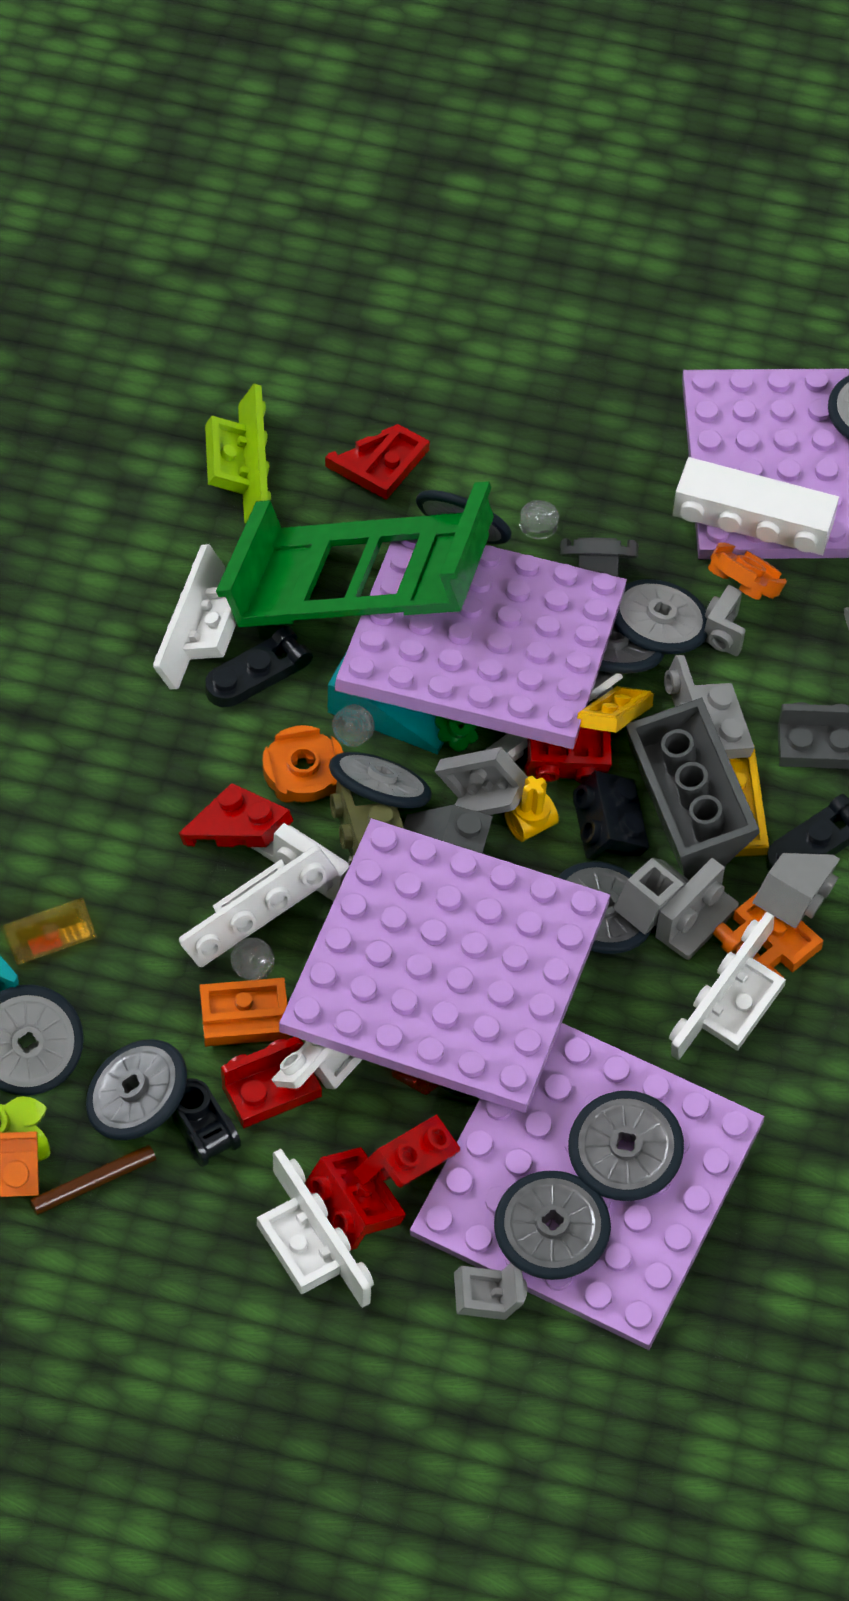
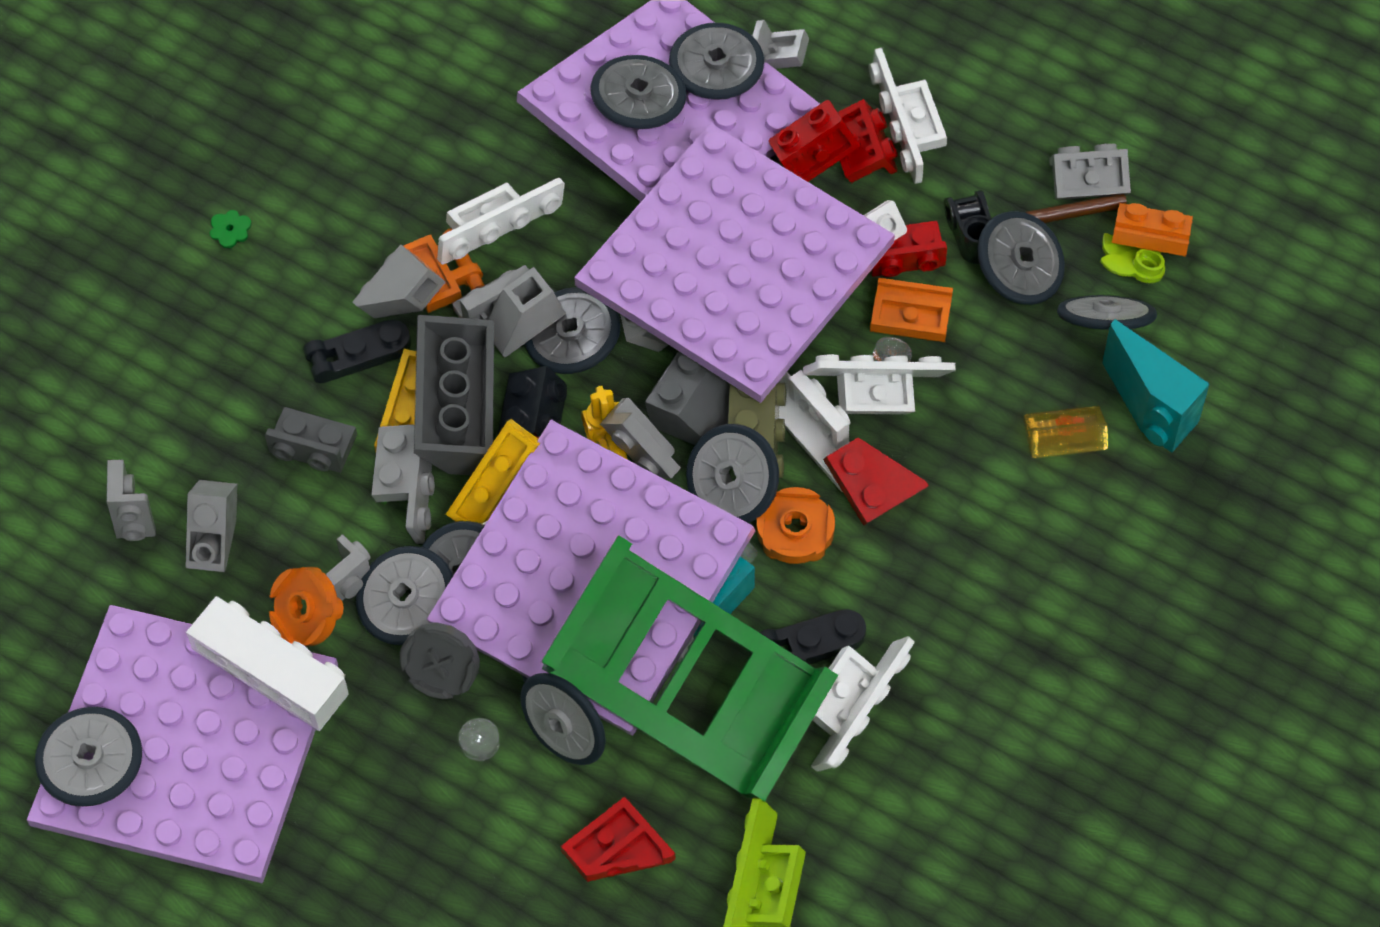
camera: 160 degrees left, 5 degrees up
(80, 1224) = (1090, 173): none -> light grey bracket

